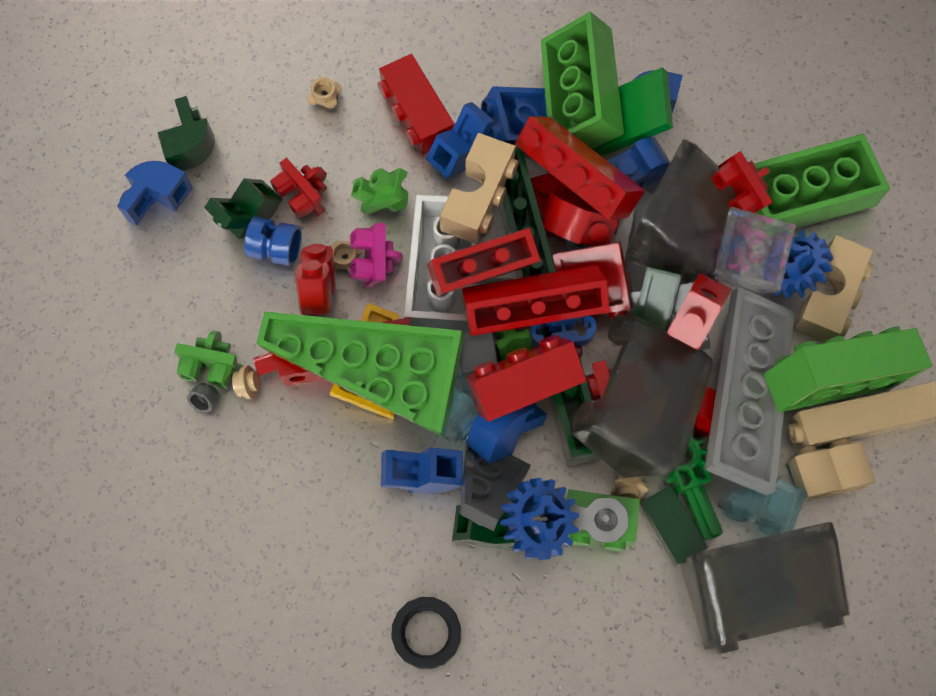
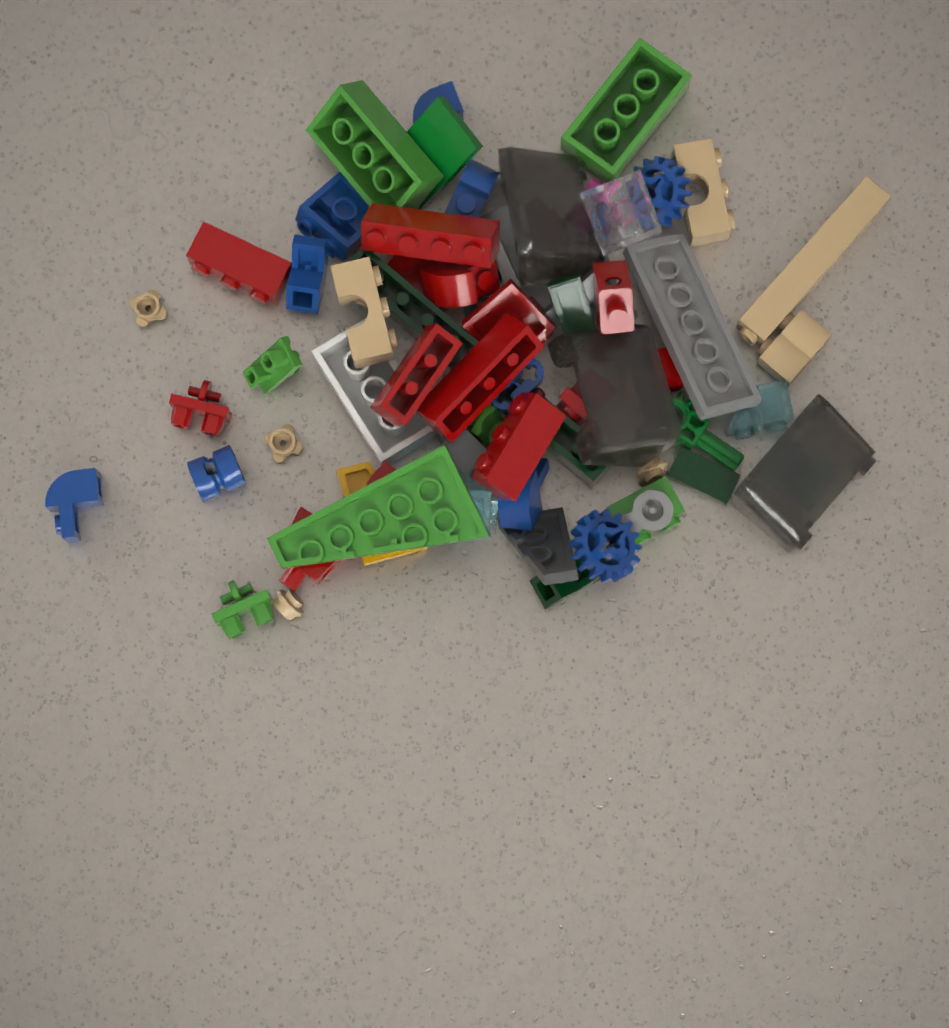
camera: 35 degrees left, 10 degrees up
(190, 142) = (71, 436): dark green brick -> none
(203, 397) = (262, 641): dark grey hinge -> none
(249, 200) = (169, 460): dark green brick -> none
(315, 280) = (282, 481): red brick -> none
(378, 255) = (311, 423): dark pink hips -> none
(399, 626) = (590, 668): black tyre -> none
(424, 472) = (485, 572): blue brick -> none
(744, 181) = (575, 153): red hips -> none
(846, 368) = (753, 260): bright green brick -> none

